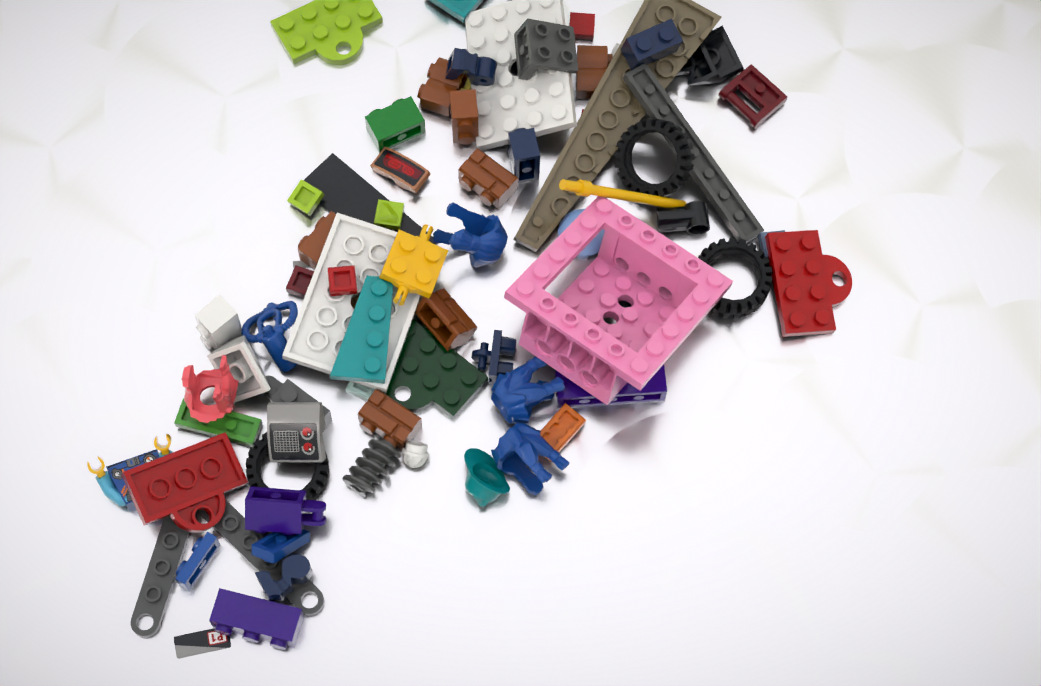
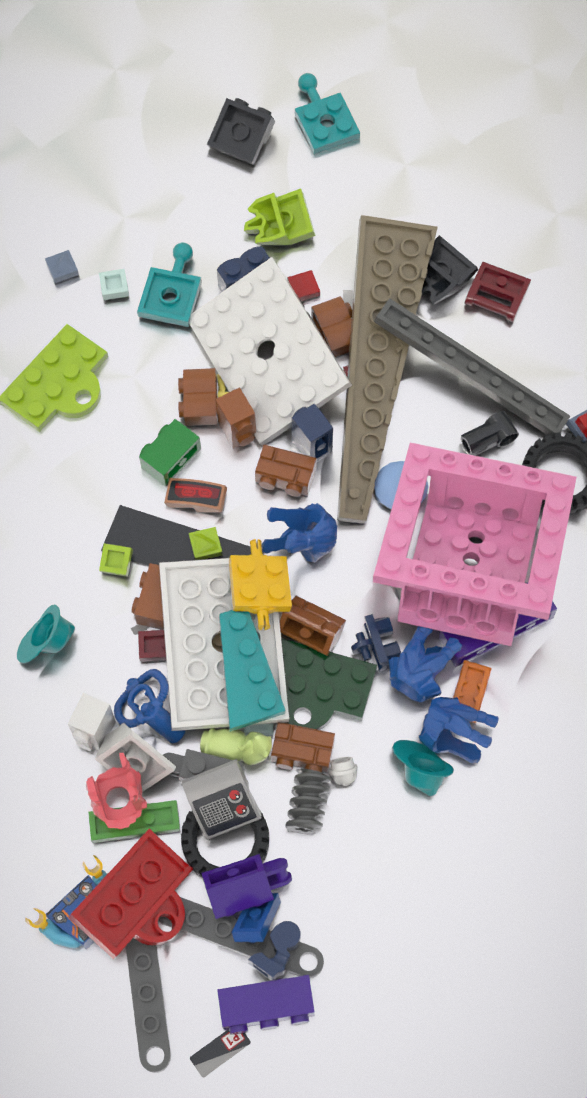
camera: 20 degrees left, 0 degrees up
(202, 553) = (176, 983): blue plate -> none
(218, 238) = (46, 635): none -> teal piece
(332, 394) = (236, 745): none -> yellowish green animal
(342, 280) = (197, 628): red tile -> none
(478, 69) = (230, 366): dark blue leg -> none
(544, 46) = (287, 320): dark grey bracket -> none
(586, 188) = (399, 442): yellow bar -> none
(652, 44) = (388, 278): dark blue brick -> none
(681, 146) = (424, 416): black tyre -> none

